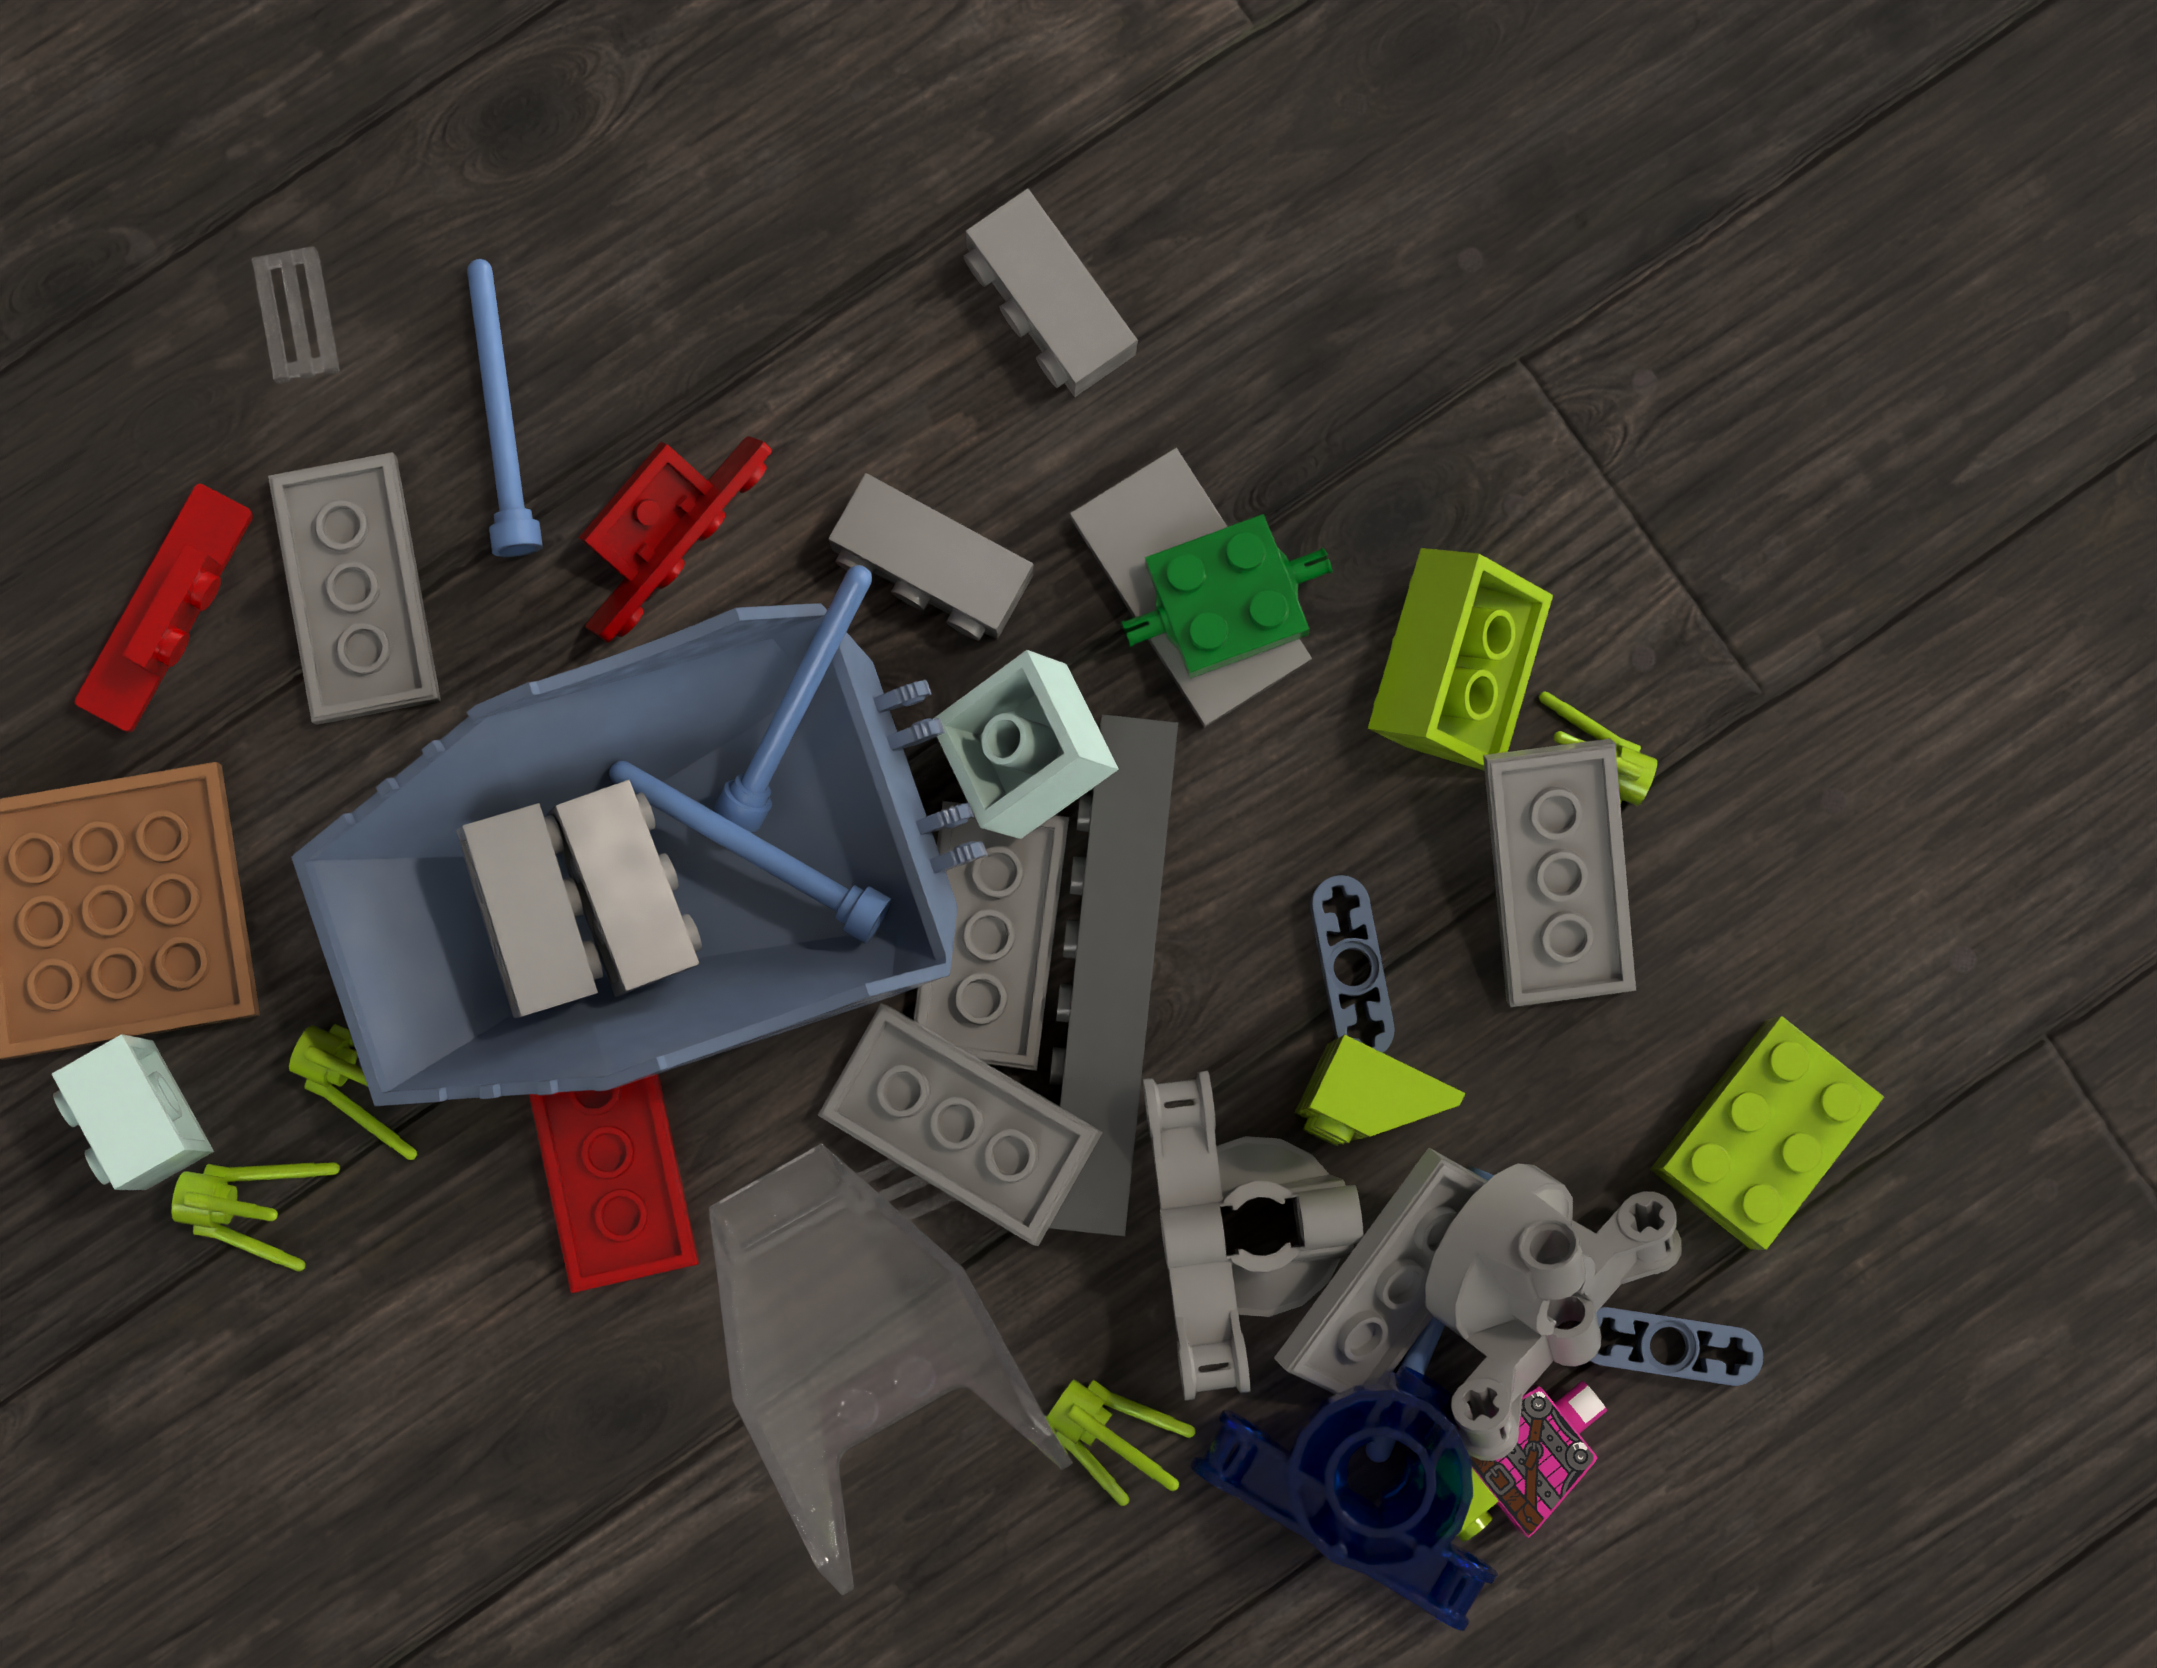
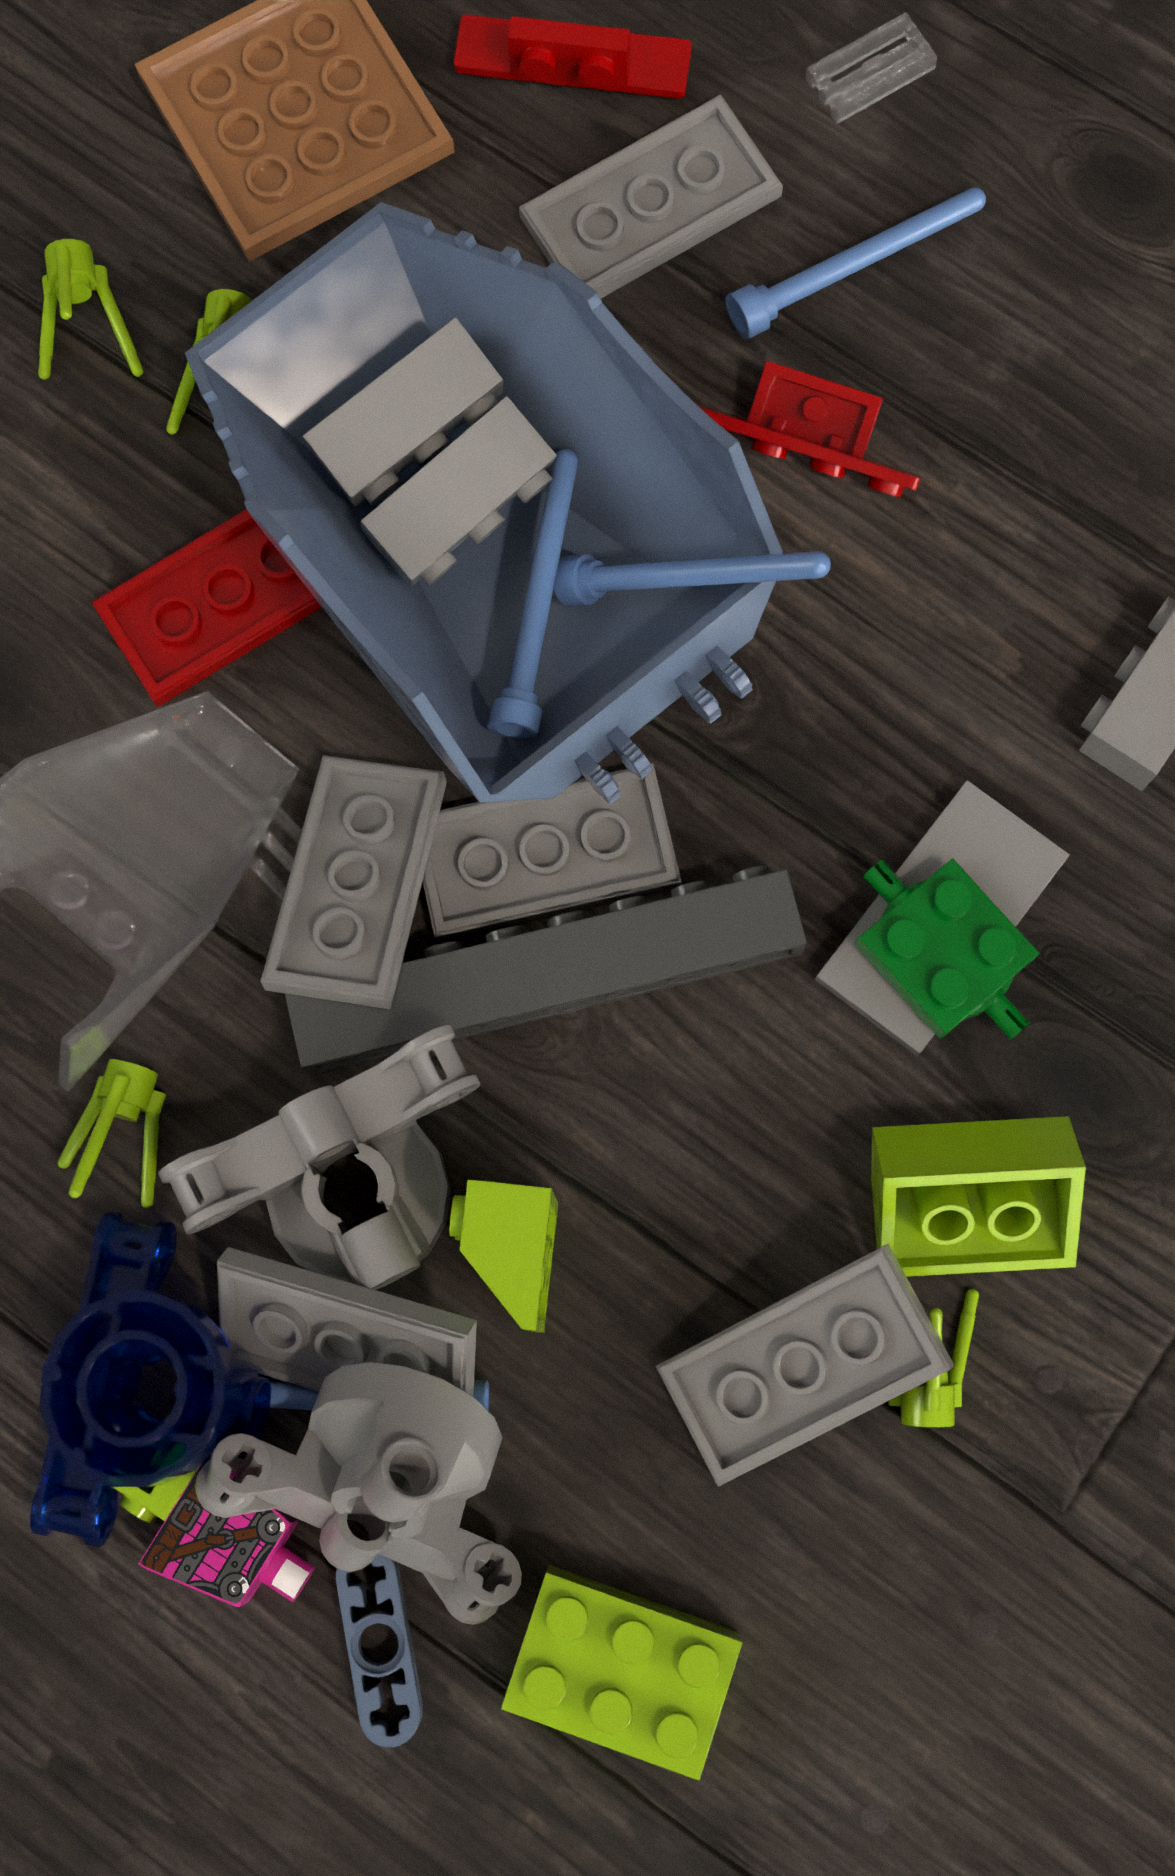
camera: 85 degrees right, 5 degrees down
(130, 1114) = (119, 175): light aqua brick -> none
(930, 559) = (872, 669): light grey brick -> none
(1024, 745) = (729, 805): light aqua brick -> none
(1357, 917) = (672, 1160): sand blue beam -> none

